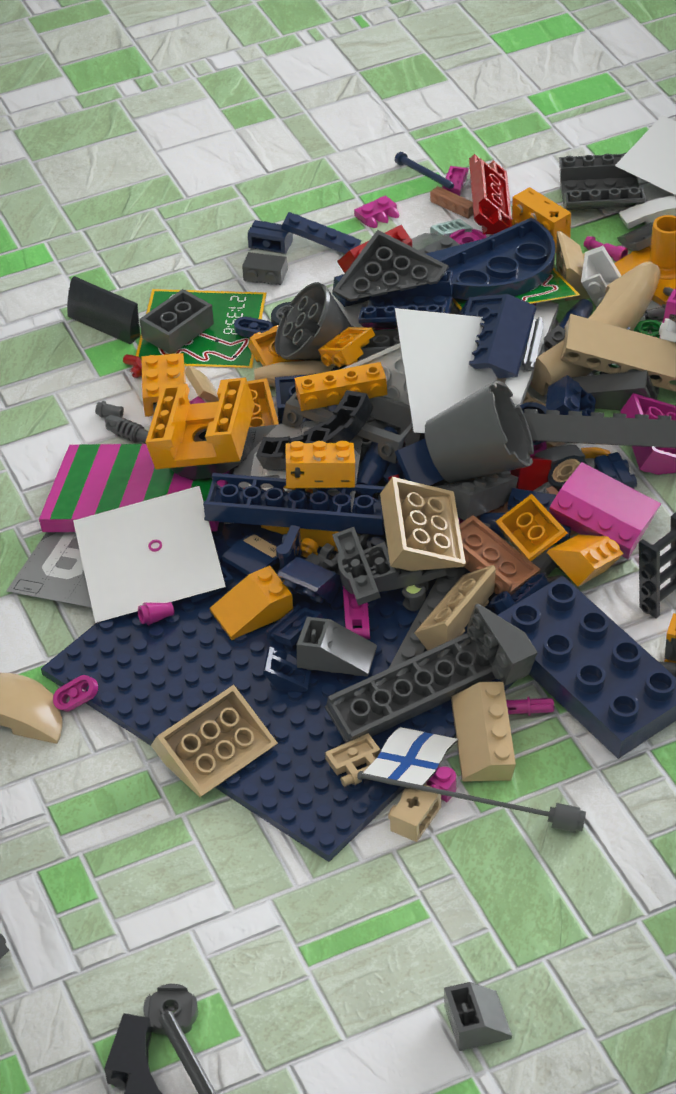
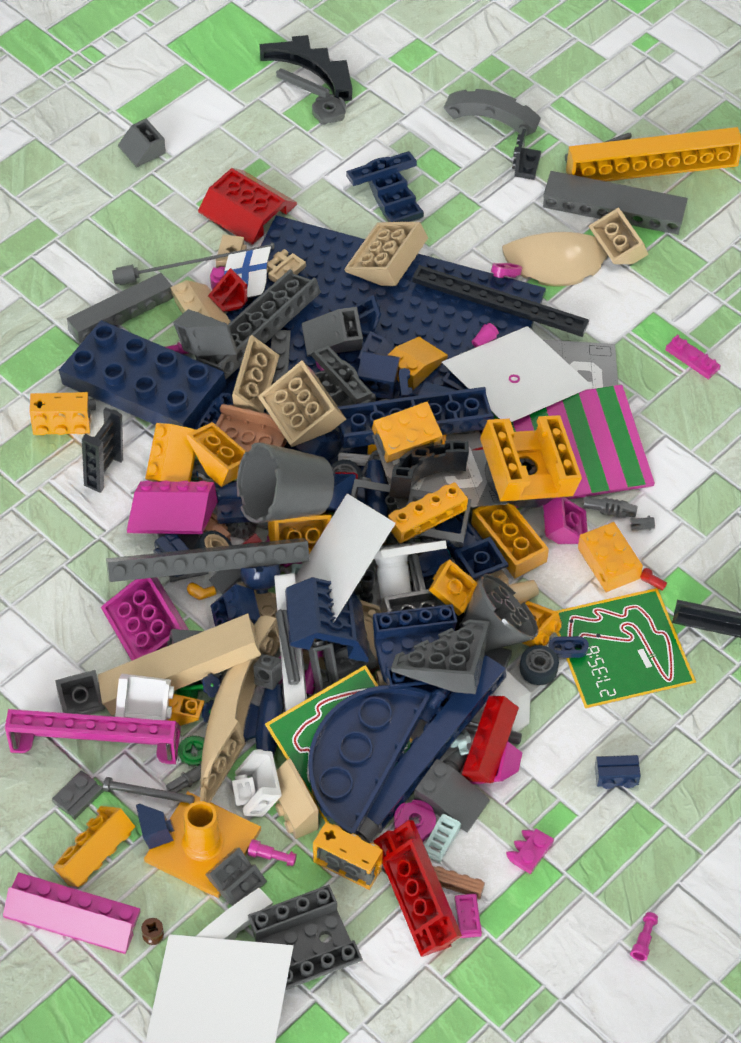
camera: 155 degrees right, 10 degrees up
(113, 650) = (500, 301): none -> black plate
(155, 850) = (389, 186): none -> dark blue slope
(176, 321) = (639, 623): dark grey brick -> none
(201, 384) = (566, 551): tan slope -> none
(264, 268) = (599, 725): dark grey brick -> none
(319, 233) = (565, 780): dark blue plate -> none
(327, 137) = (641, 949): none -> dark pink piece
(356, 875) = (243, 204): none -> red slope
(402, 159) = (540, 936): dark blue bar -> none
(445, 736) = (229, 292): none -> red slope
(588, 775) = (121, 306): none -> dark grey brick

